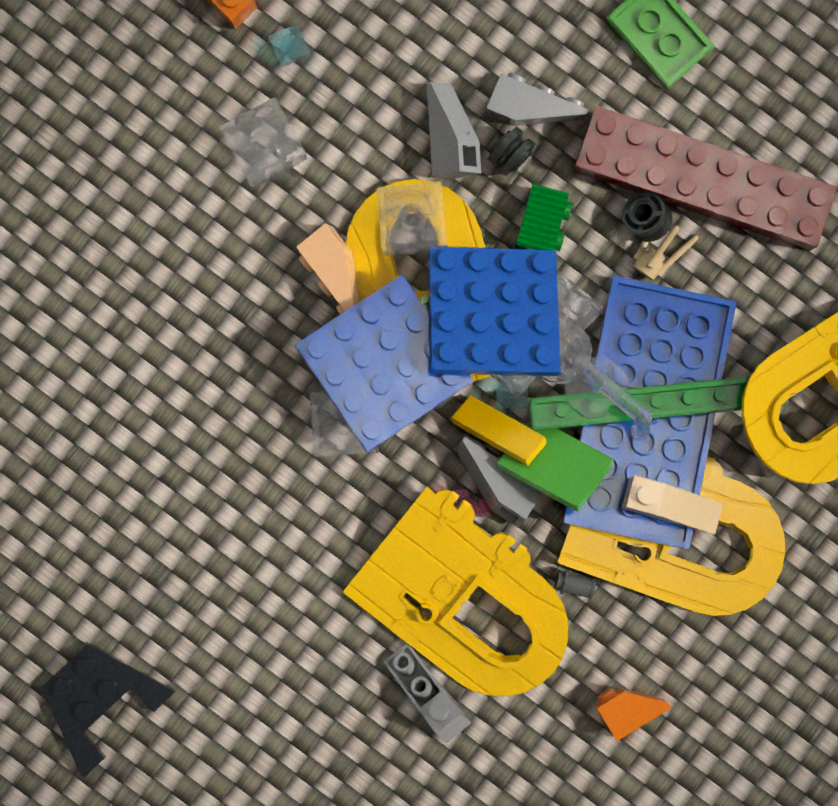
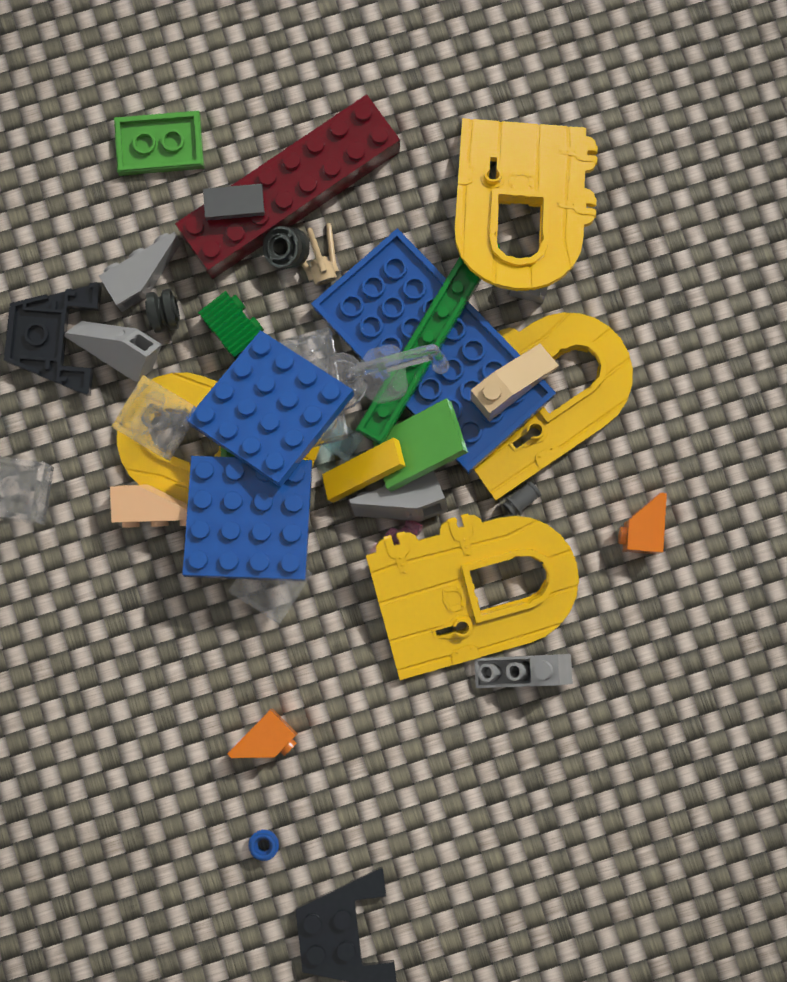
camera: 50 degrees left, 5 degrees down
(113, 584) = (259, 854): none -> blue plate
(210, 515) = (266, 738): none -> orange slope
(410, 60) = (37, 335): none -> black wing
(651, 144) = (233, 202): none -> dark grey tile

